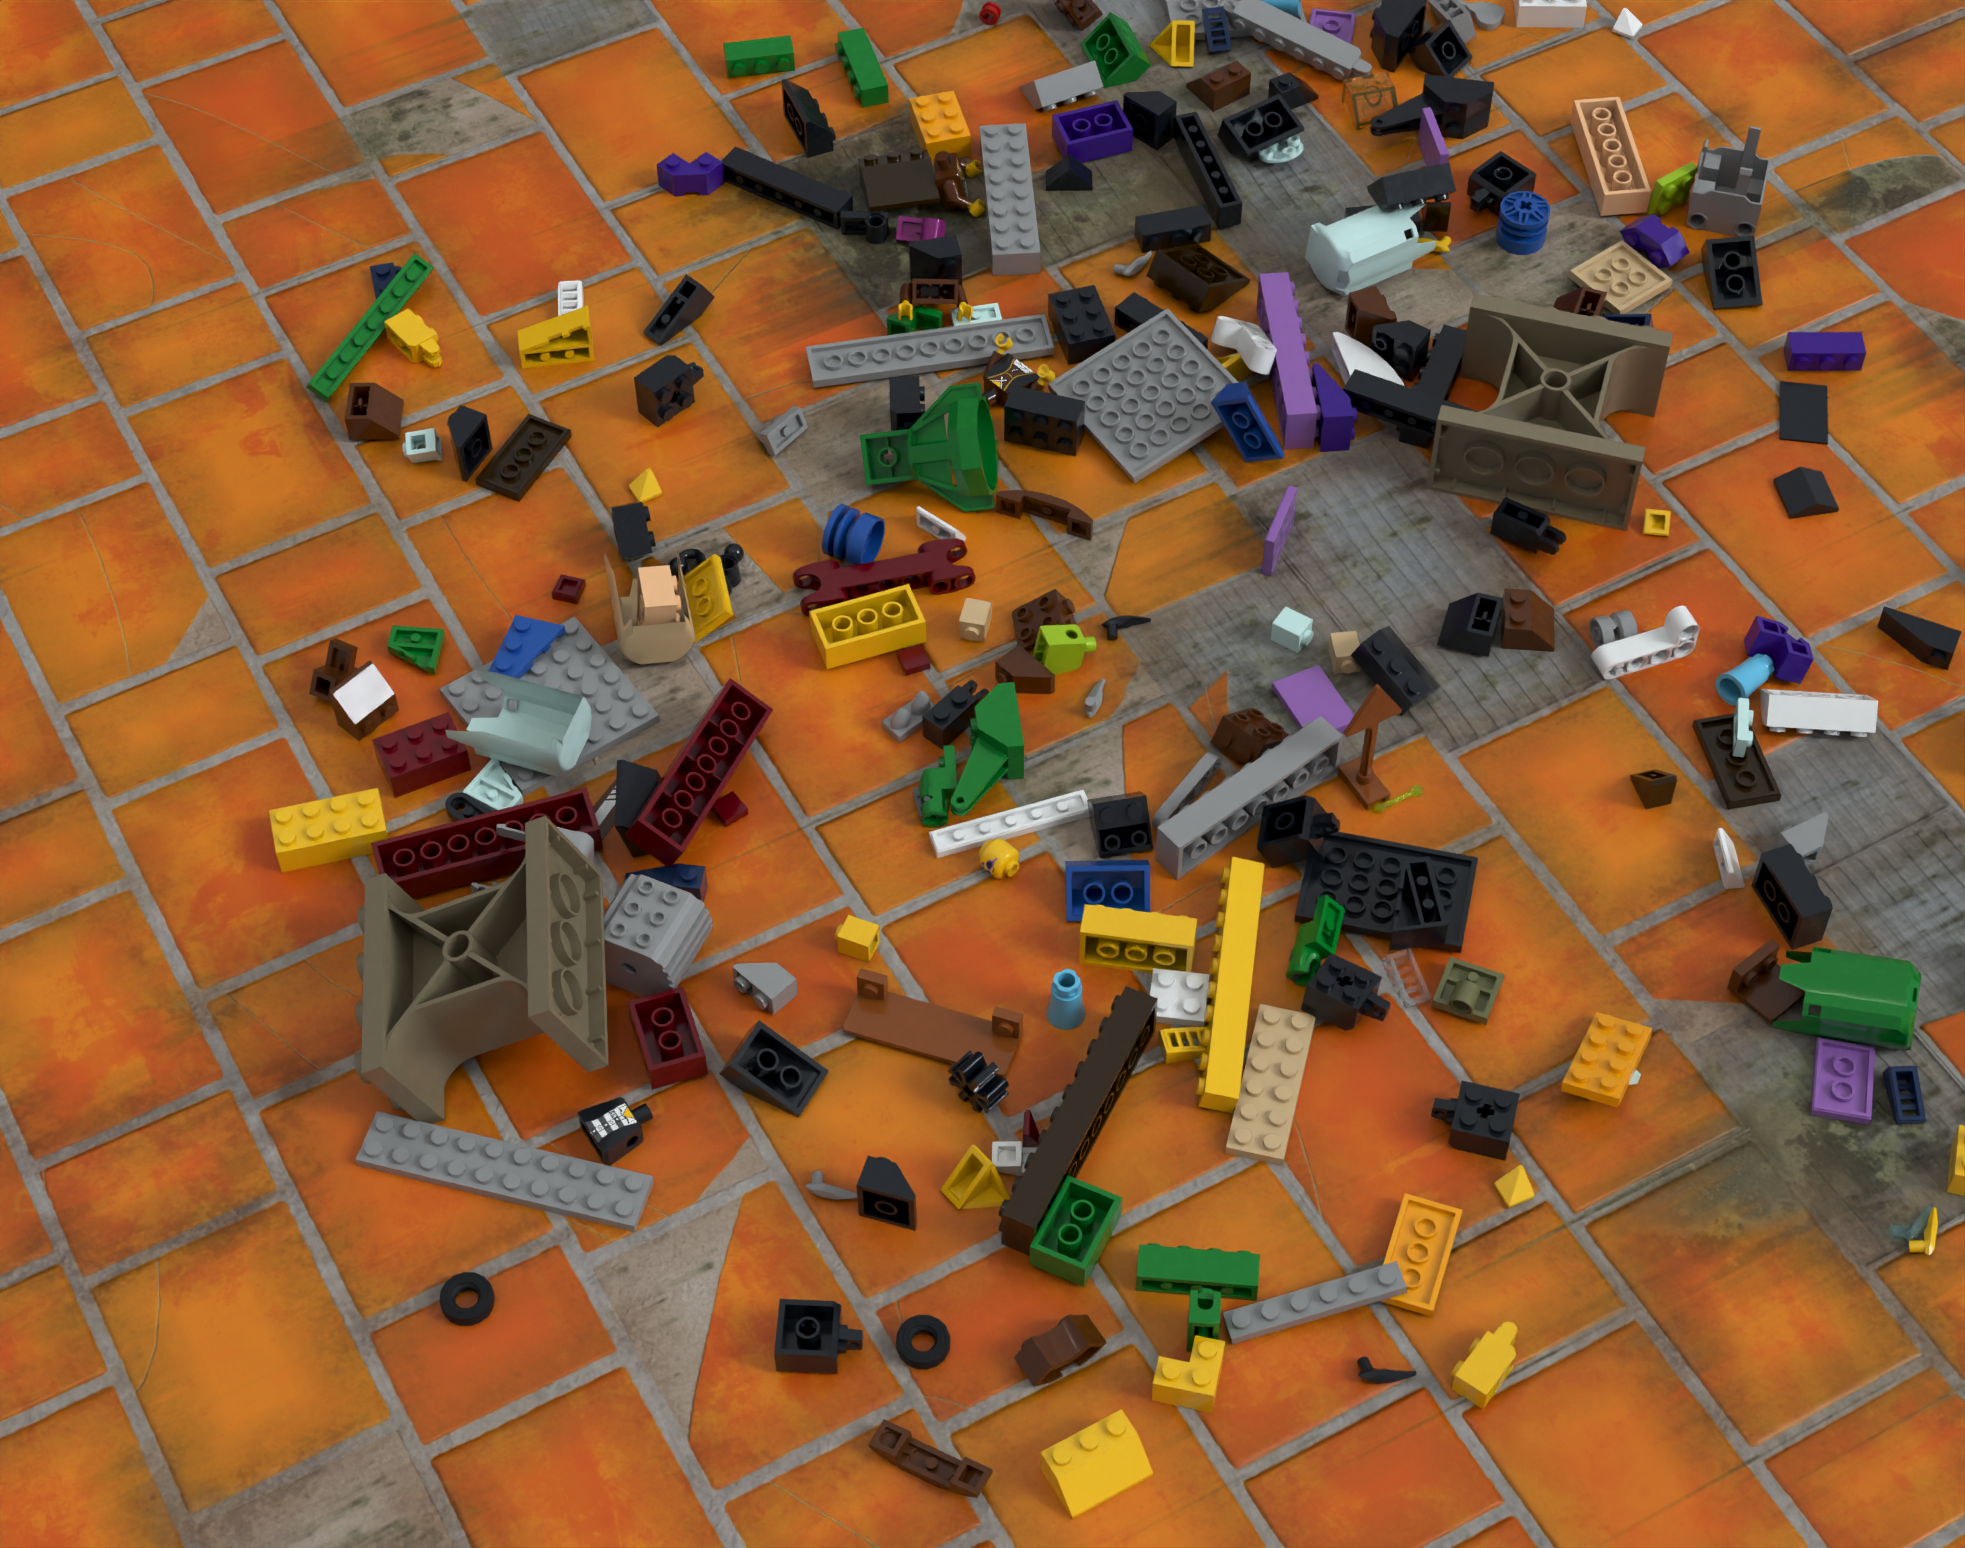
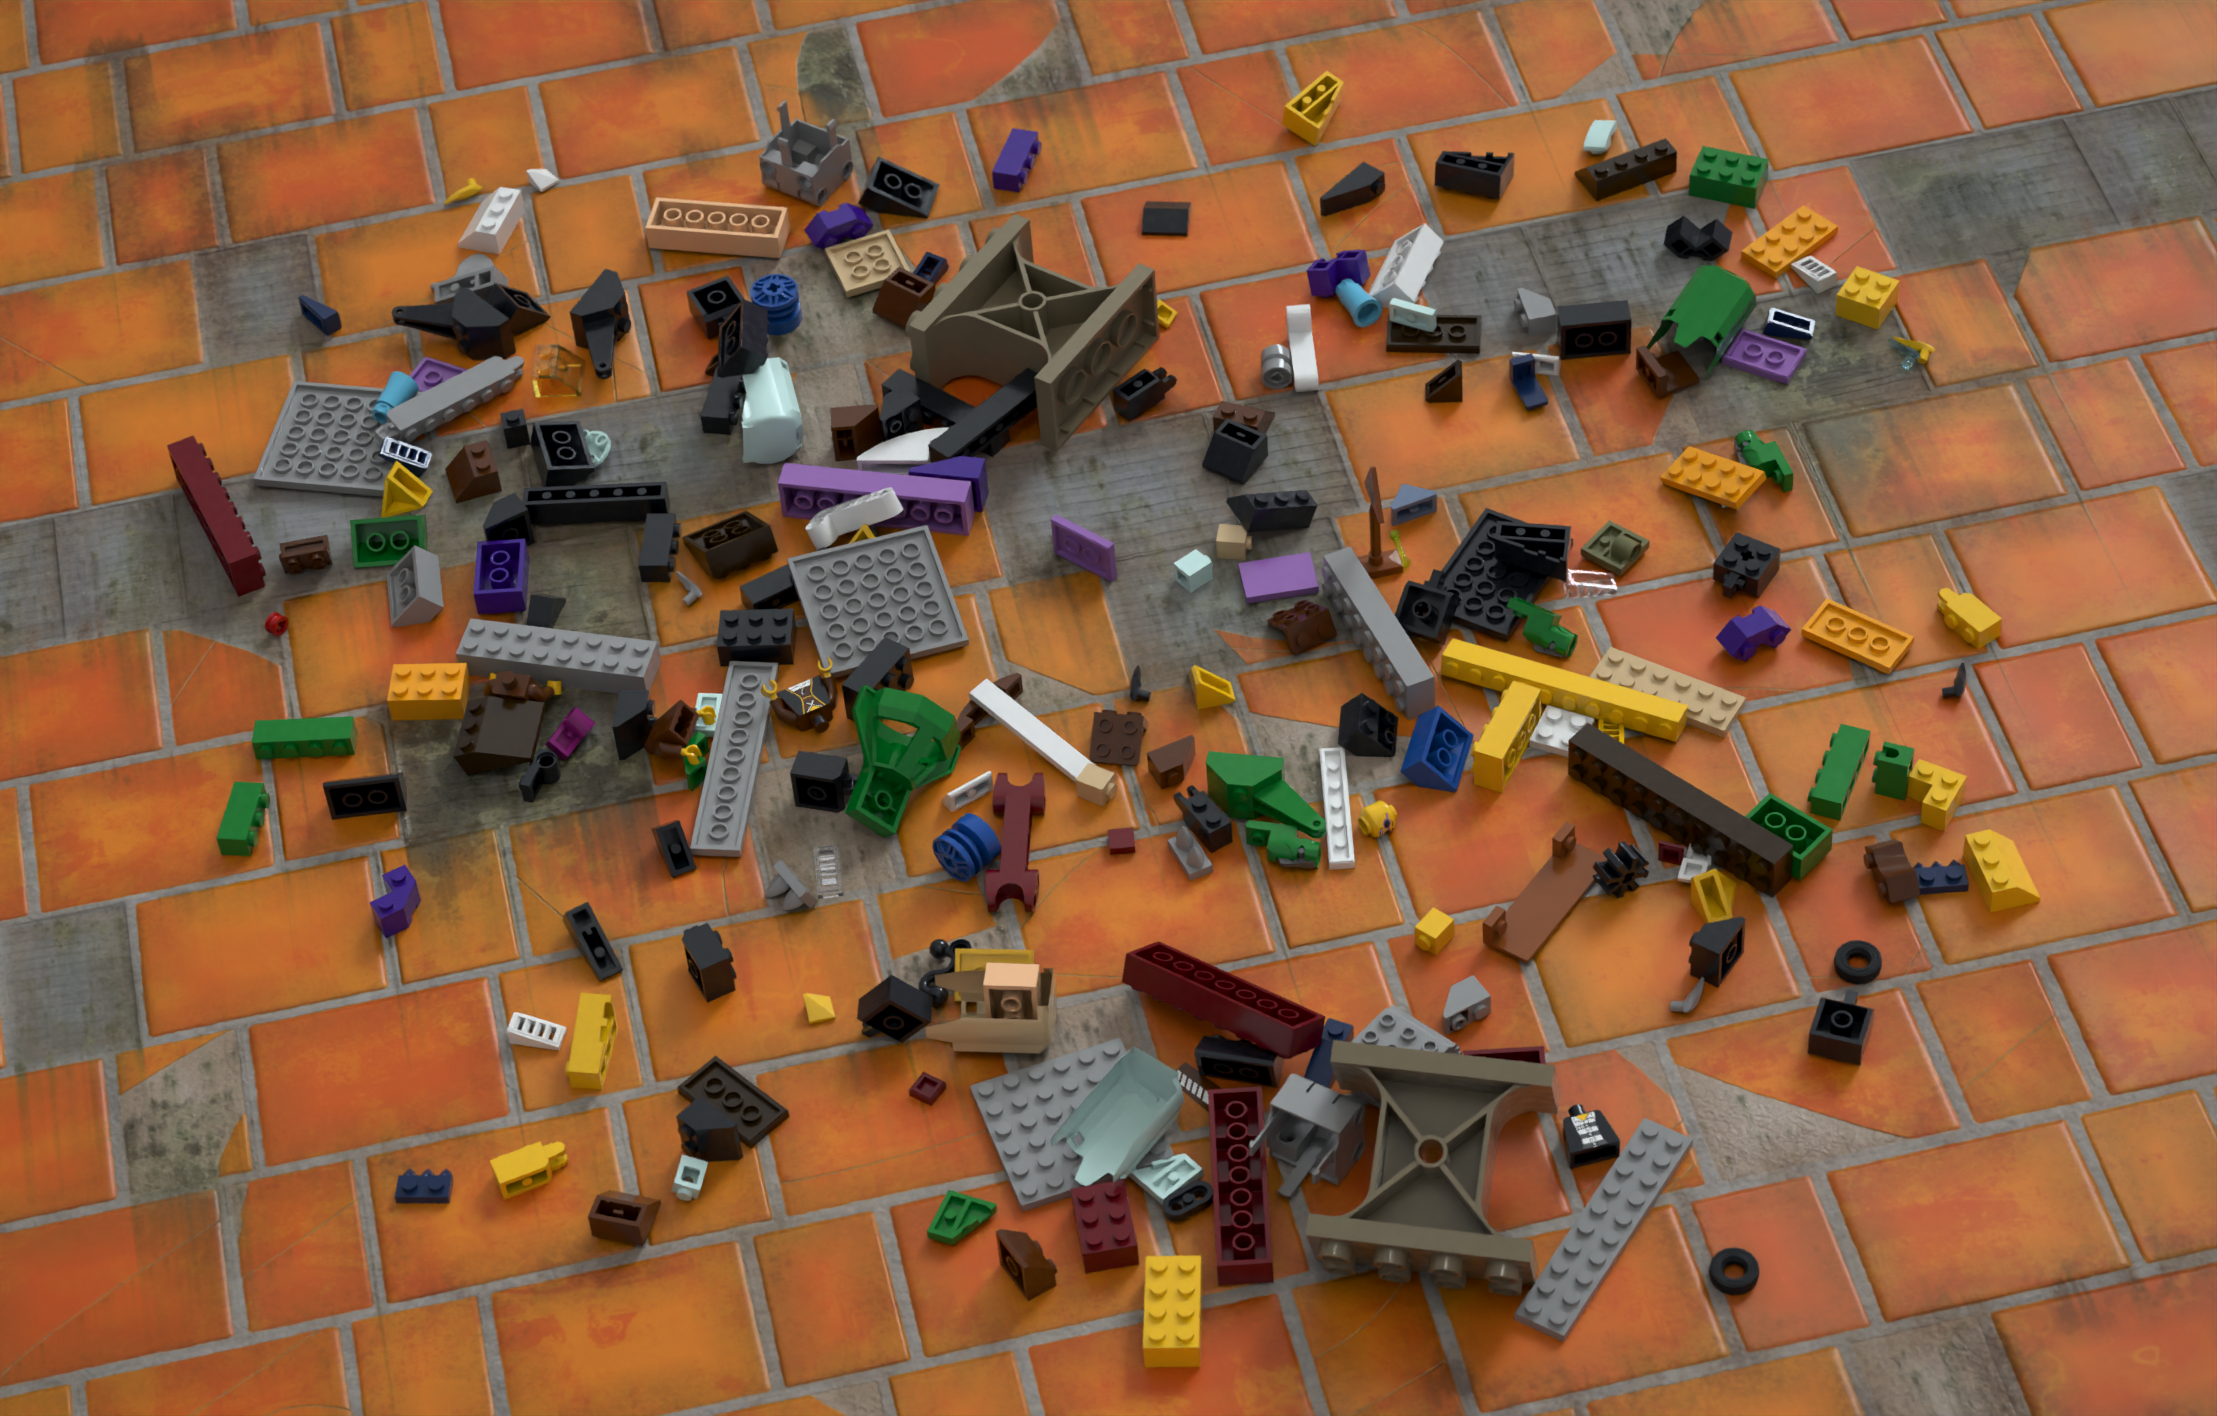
camera: 70 degrees left, 5 degrees down
(338, 666) = (972, 1285): reddish brown brick -> none
(369, 327) = (495, 1202): green plate -> none
(523, 644) = (1003, 1126): blue wing -> none
(773, 1070) = (1556, 1015): black slope -> none
(786, 187) = (455, 826): black brick -> none
(807, 330) = (674, 847): none -> black slope
(820, 442) = (824, 857): none -> clear slope
(867, 626) = (1078, 859): yellow brick -> none
(929, 1463) = (1977, 973): reddish brown slope -> none
(1025, 551) = (1029, 729): none -> white tile
(1062, 647) = (1159, 721): lime torso -> none
(1066, 1001) = (1551, 801): medium azure plant -> none
(1071, 1404) = (1941, 878): none -> dark blue plate
(1094, 699) = (1217, 724): light grey bar -> none
(1135, 677) = (1209, 688): none -> yellow slope
(1188, 788) = (1345, 675): light grey beam -> none
(1246, 423) = (958, 531): blue slope -> none
(1314, 1302) = (1887, 693): light grey plate -> none
(1344, 993) = (1601, 619): black hinge -> none
(1388, 1152) = (1746, 634): none -> dark purple brick
(1431, 140) = (652, 339): medium lavender tile -> none
(1458, 789) = (1412, 503): none -> sand blue slope
(1515, 1187) = (1809, 566): yellow slope -> none
(1664, 1106) = (1765, 457): none -> green plate
(1672, 189) = (786, 195): lime plate -> none
(1689, 859) = (1525, 383): none -> dark blue bracket
(1803, 412) = (1072, 195): black window -> none

